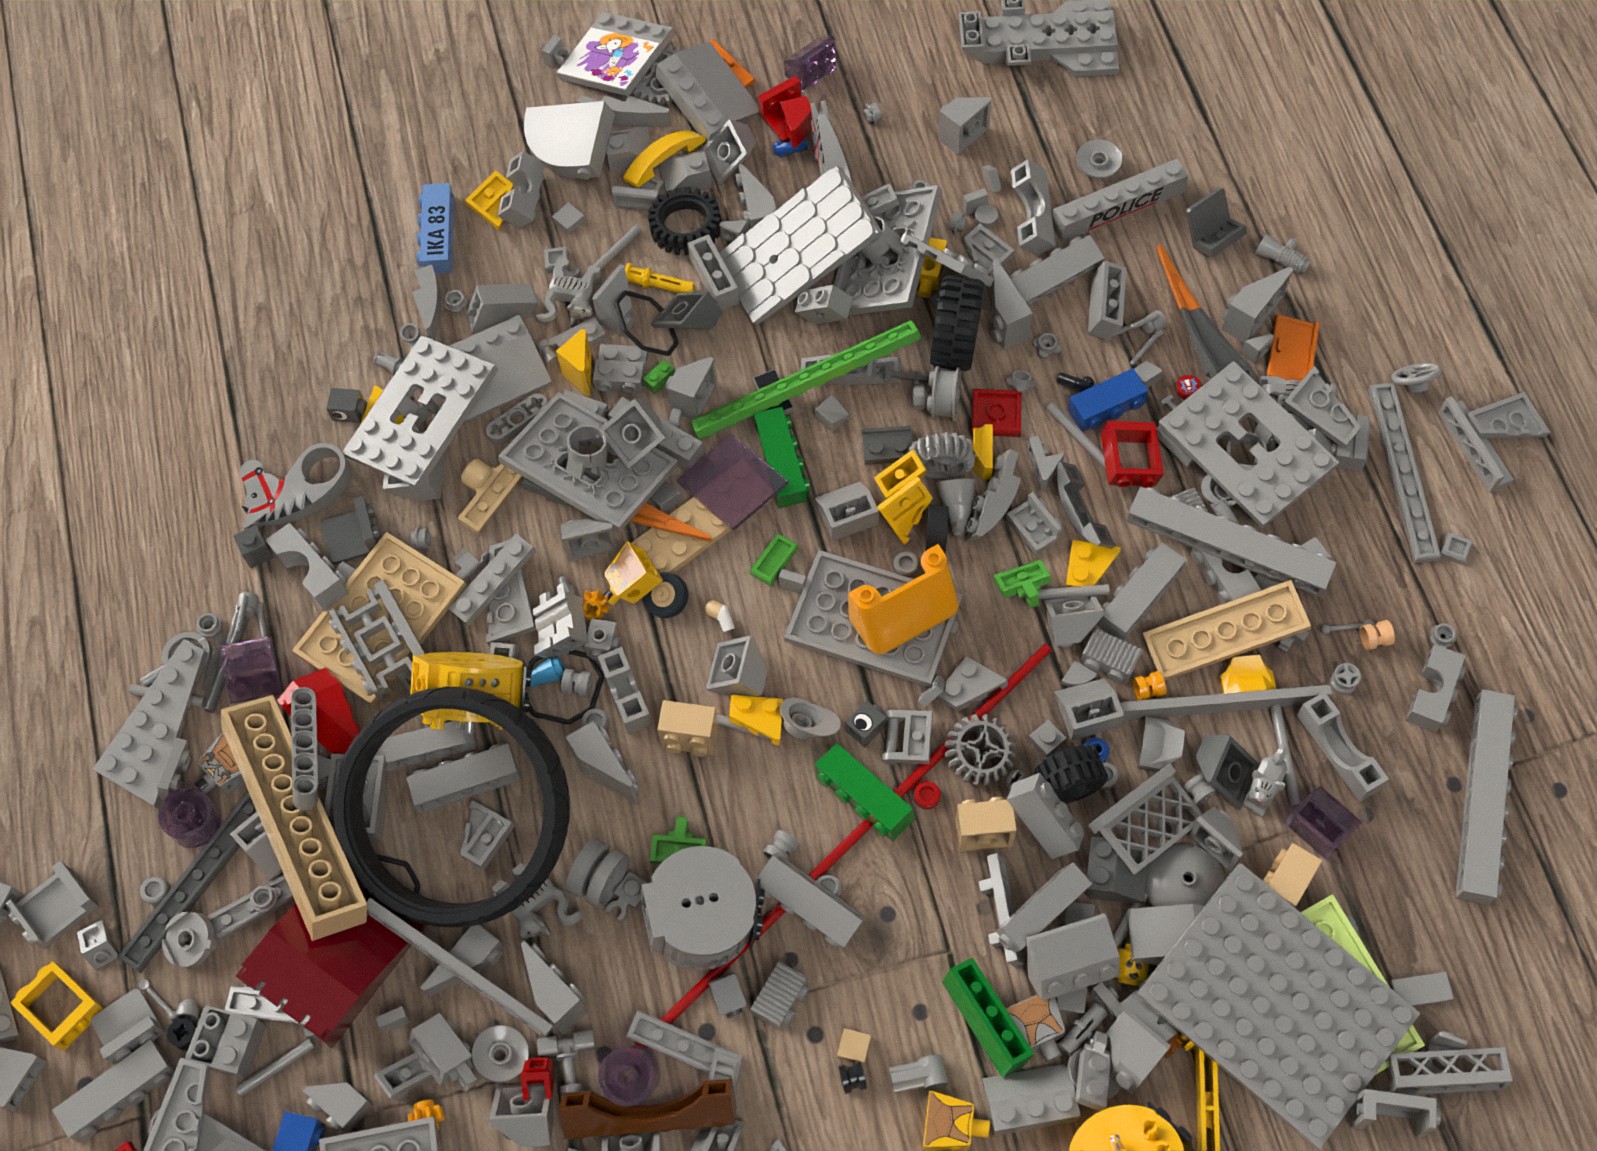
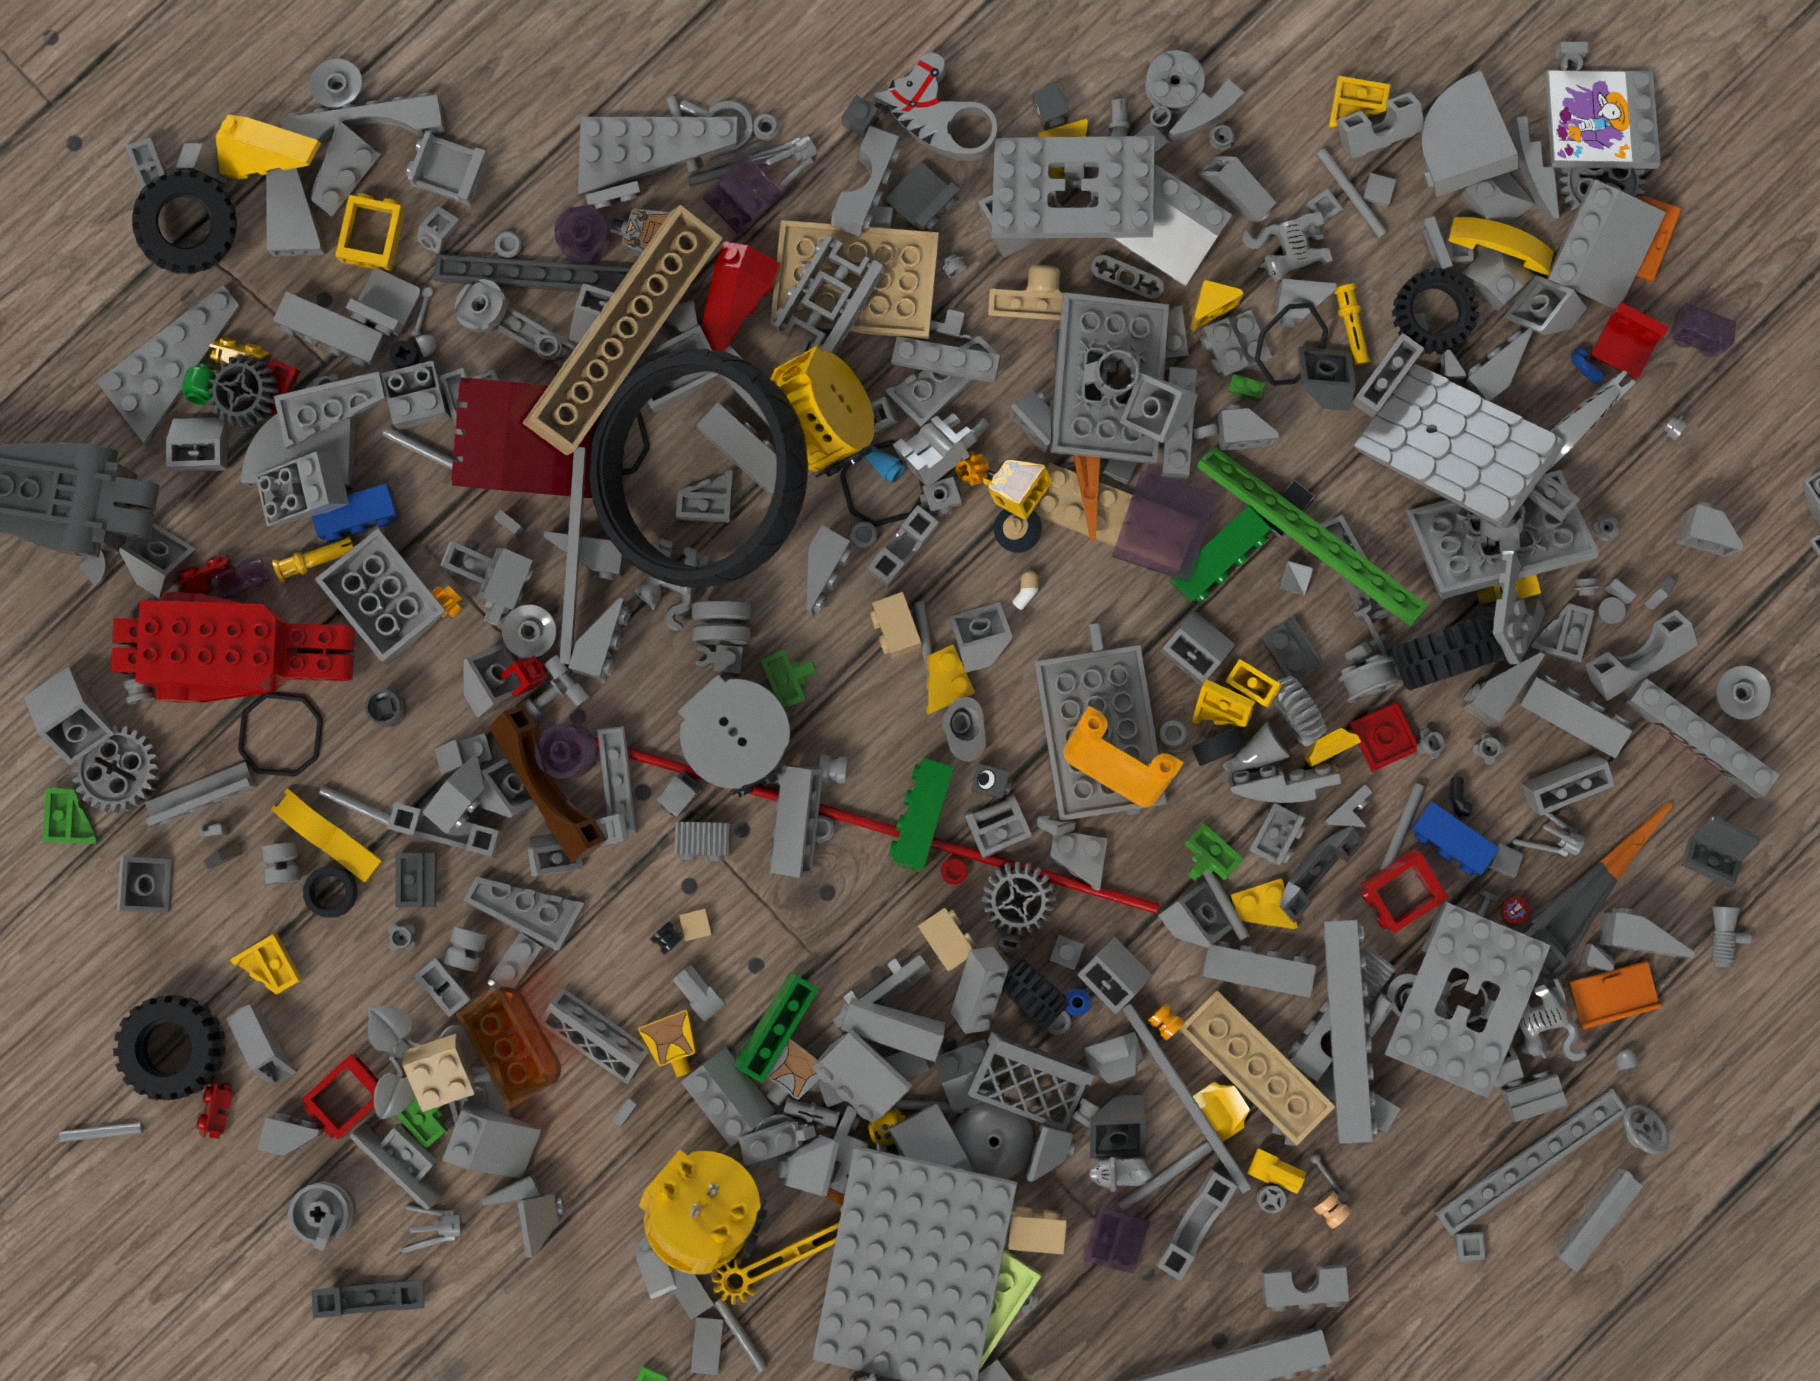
camera: 60 degrees right, 20 degrees up
(304, 748) = (695, 300): light grey beam -> none
(340, 1102) = (419, 523): light grey slope -> none
(389, 309) = (1177, 67): none -> light grey wheel
(436, 227) = (1292, 67): medium blue brick -> none
(558, 236) = (1352, 193): none -> light grey bar
(576, 682) = (889, 497): light grey wheel -> none
(594, 333) = (1253, 285): light grey plate -> none
(618, 247) = (1368, 259): light grey bar -> none
(774, 559) = (1111, 607): bright green tile -> none
(796, 119) = (1623, 354): red slope -> none
(823, 304) = (1406, 507): light grey brick -> none
(1078, 675) = (1143, 950): light grey tile -> none
(1111, 656) = (1177, 972): light grey brick -> none
(1319, 666) = (1271, 1169): none -> yellow piece
(1320, 408) = (1545, 1054): light grey wing -> none
(1351, 365) = (1626, 1060): none -> light grey hinge
(1446, 630) = (1371, 1276): light grey plate -> none
(1508, 419) = (1642, 1239): light grey wing -> none

